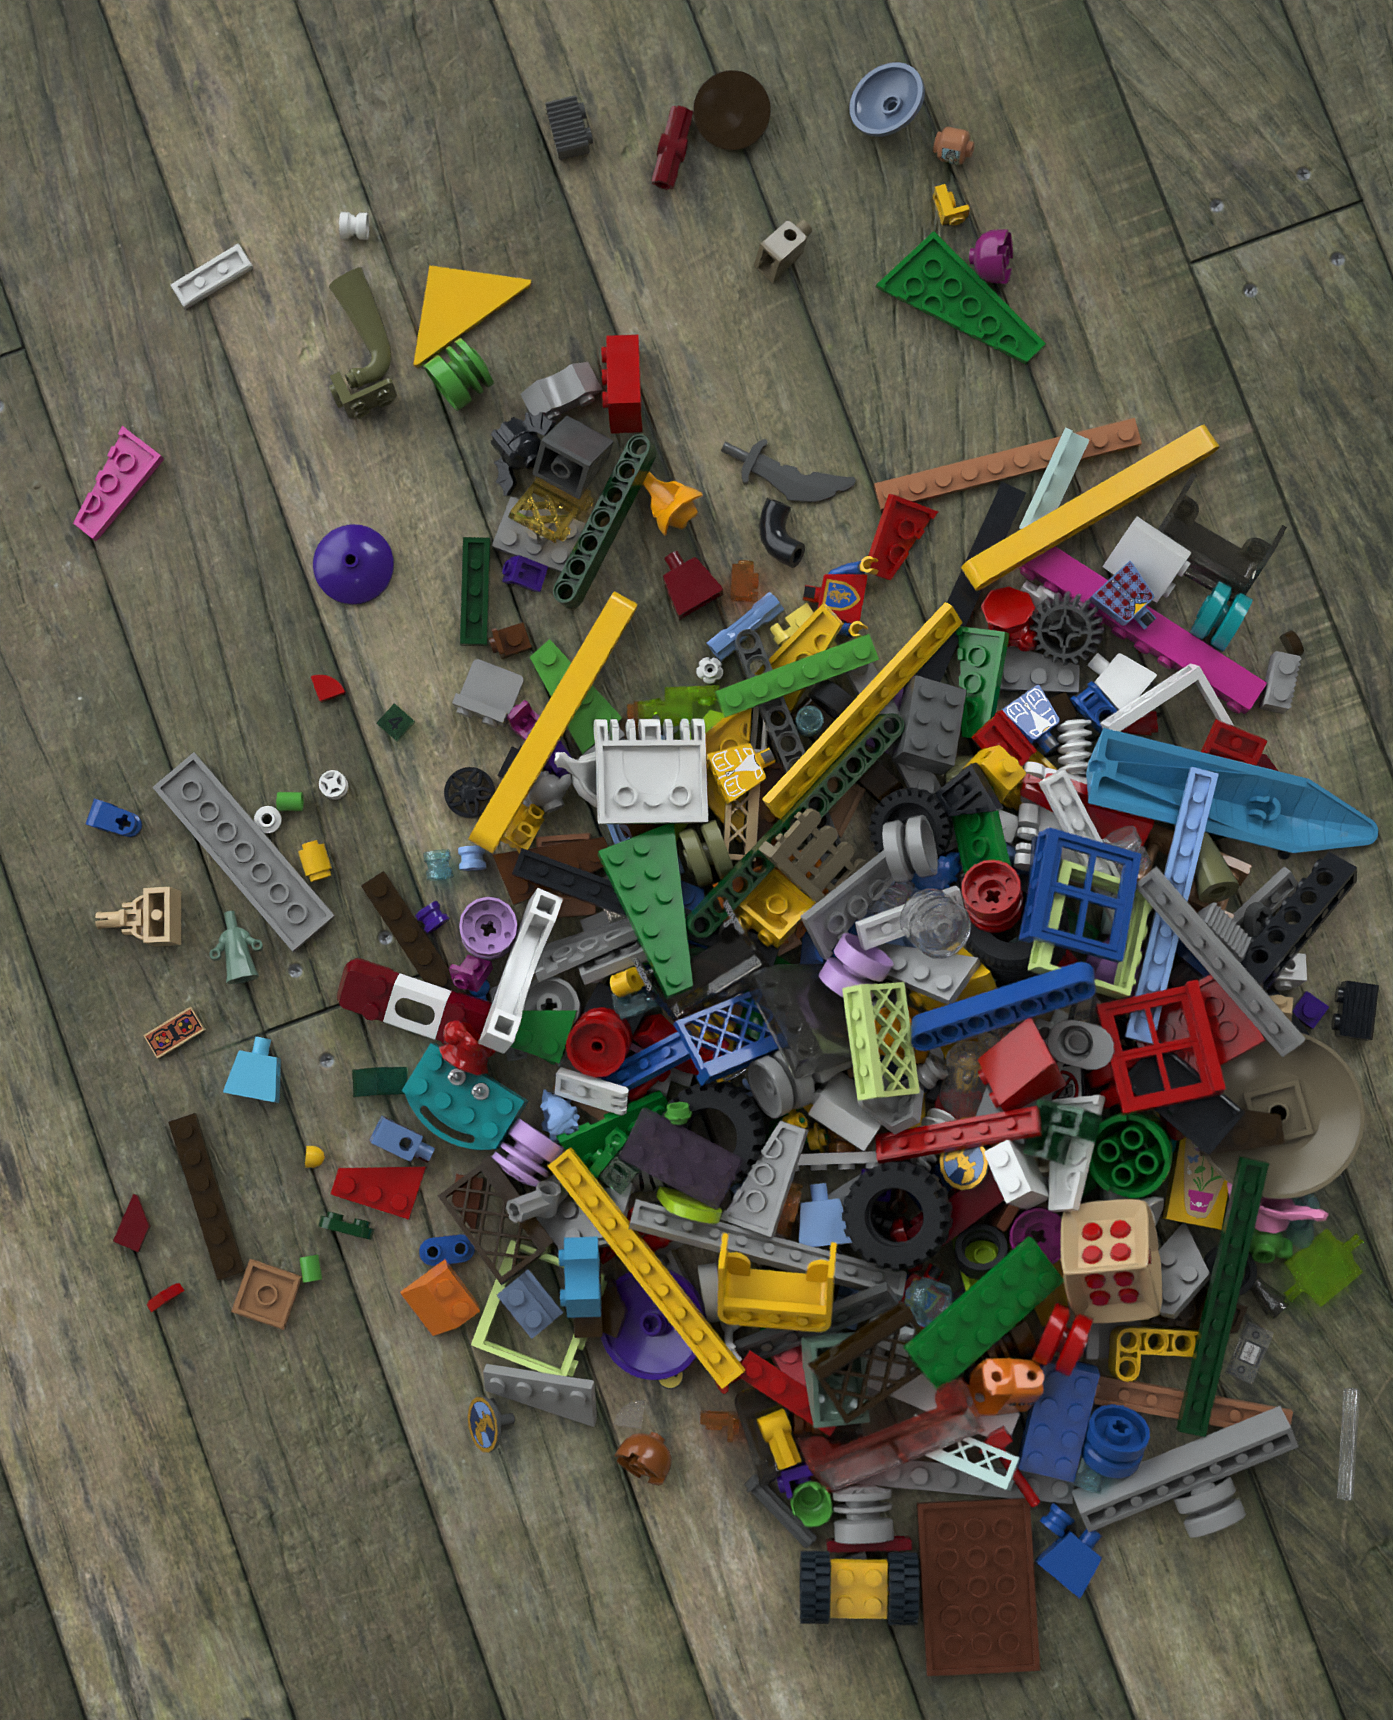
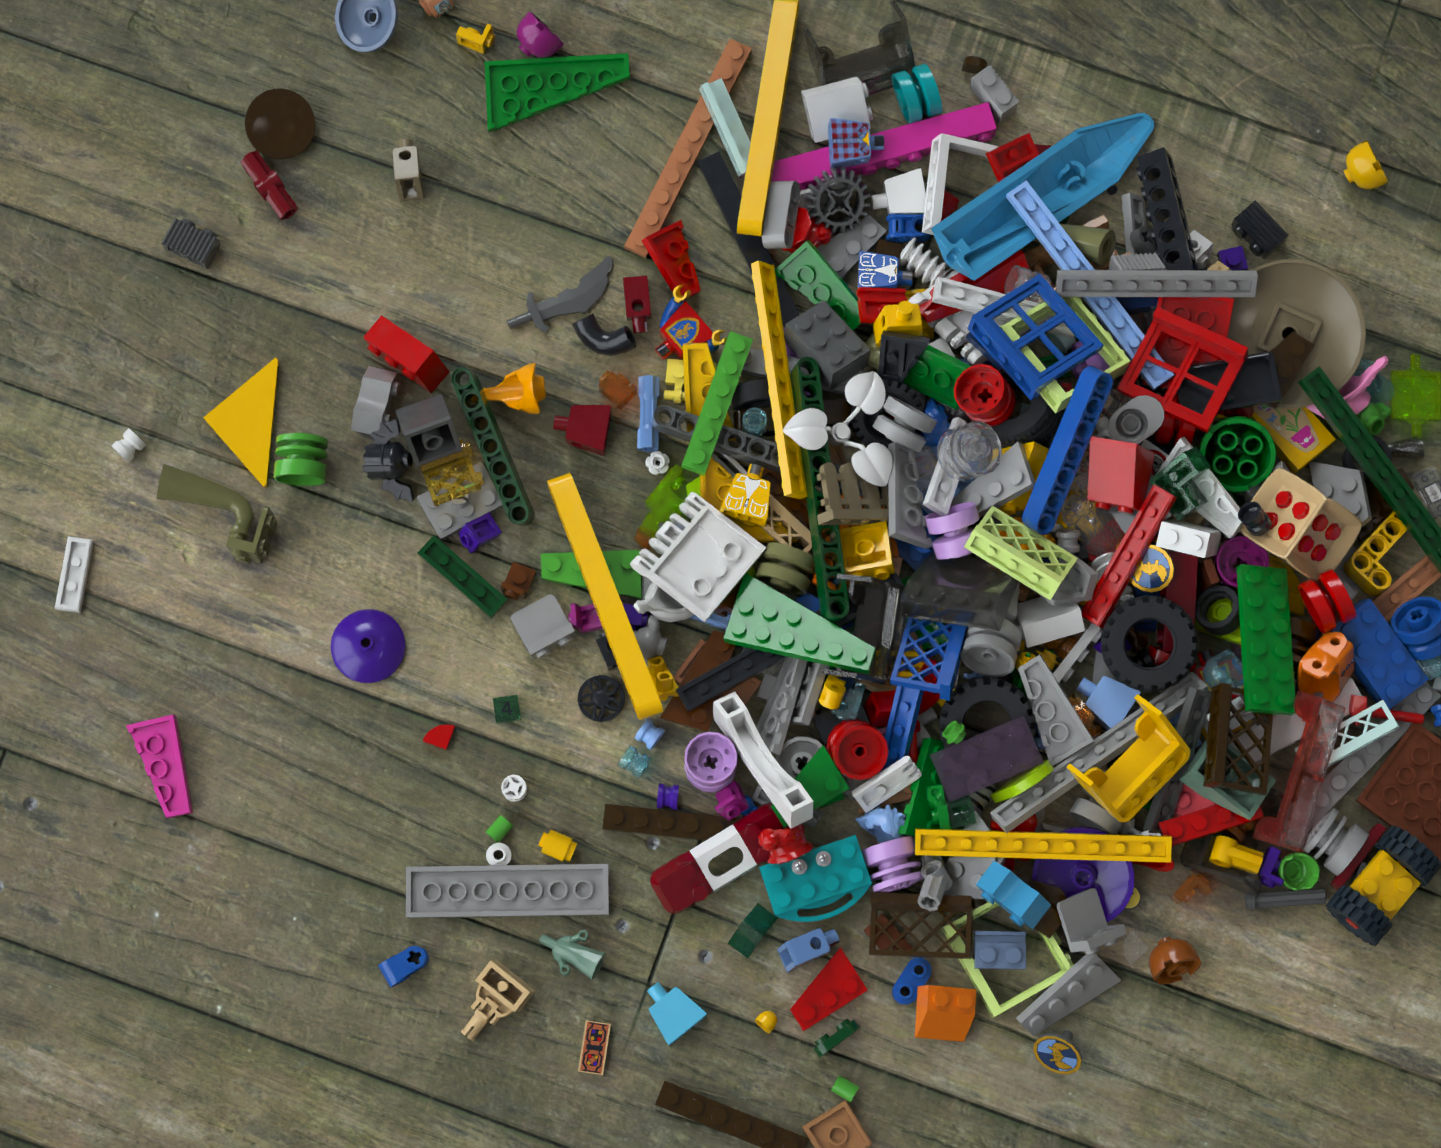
camera: 55 degrees left, 5 degrees down
(612, 1359) = (1086, 924): none -> light grey bracket
(834, 773) = (811, 433): none -> white plant
(838, 525) = (637, 292): none -> dark red torso
(1010, 591) = (781, 214): none -> light grey beam
(1080, 1218) = (1254, 518): none -> black wheel

